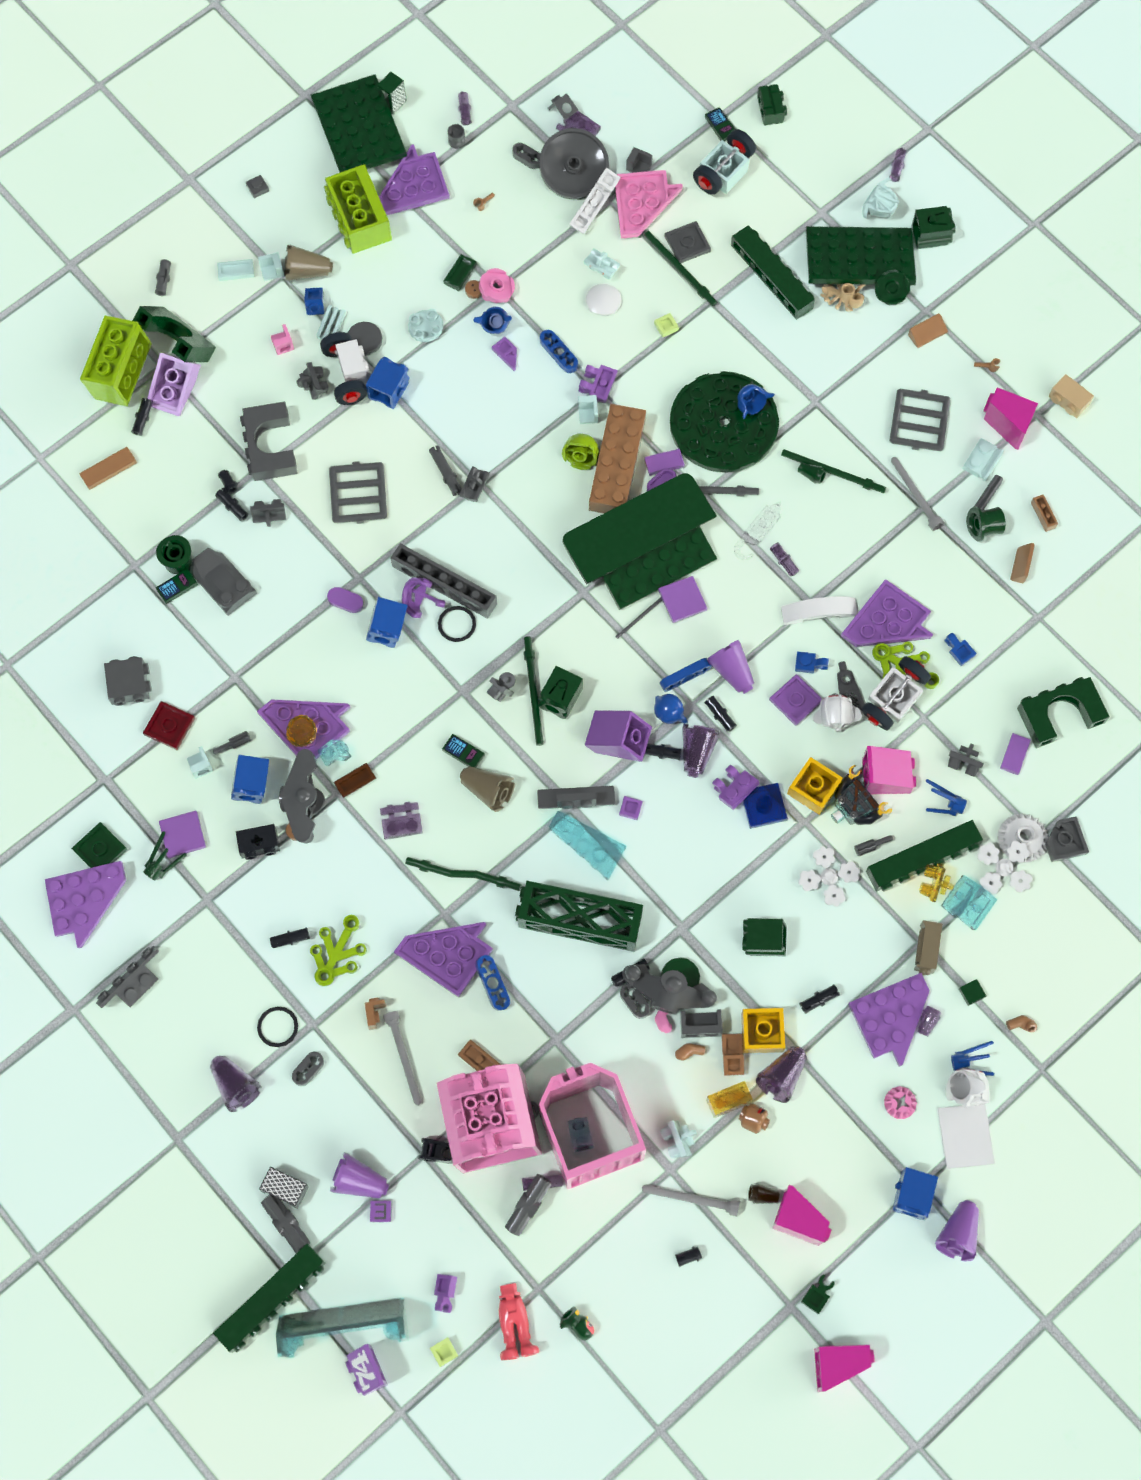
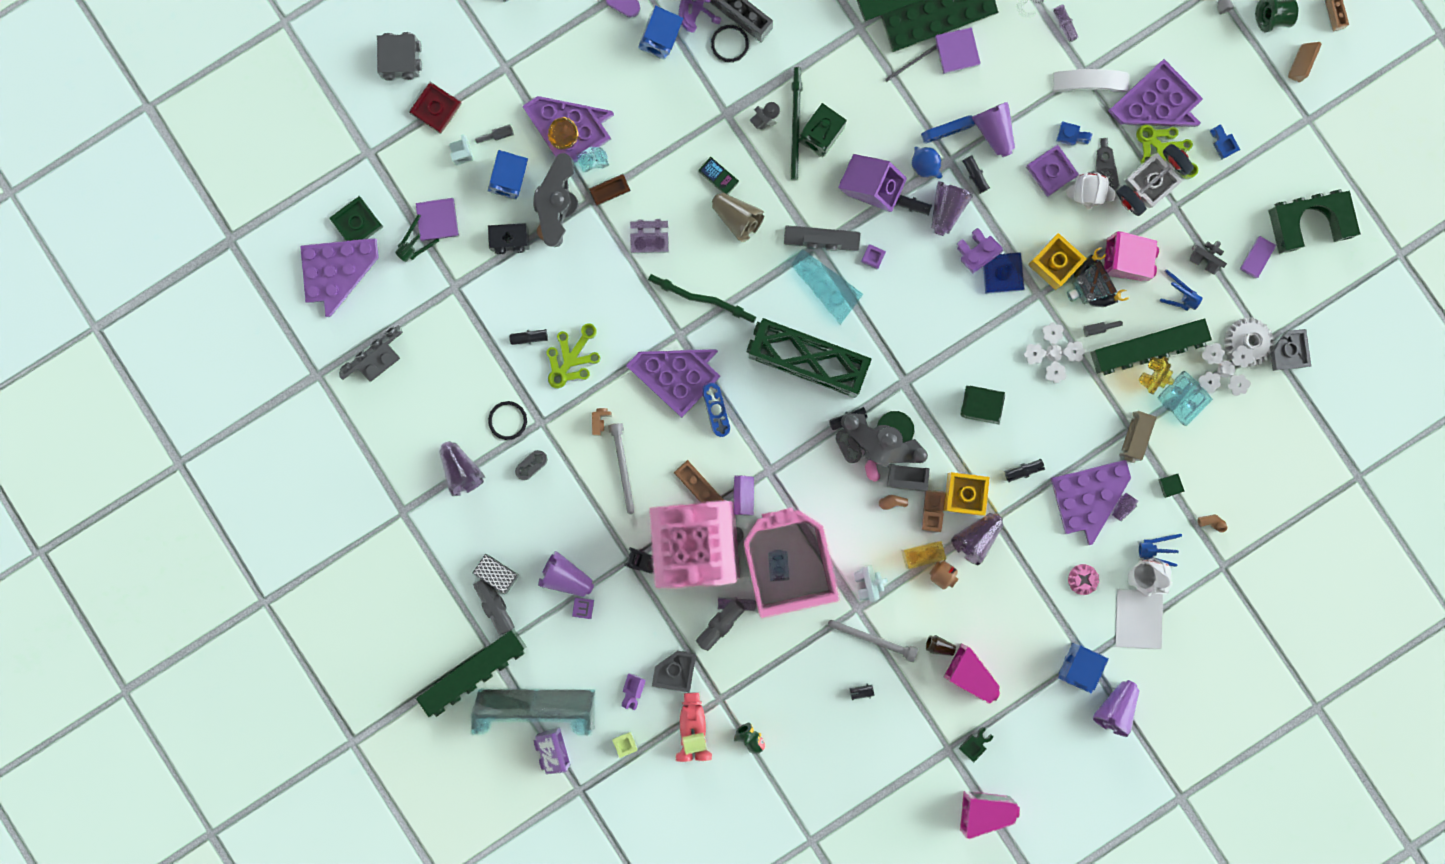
camera: 10 degrees right, 15 degrees up
(487, 1264) = (675, 672): none -> dark grey plate
(518, 1336) = (694, 743): none -> yellowish green piece
(533, 1065) = (743, 495): none -> medium lavender tile

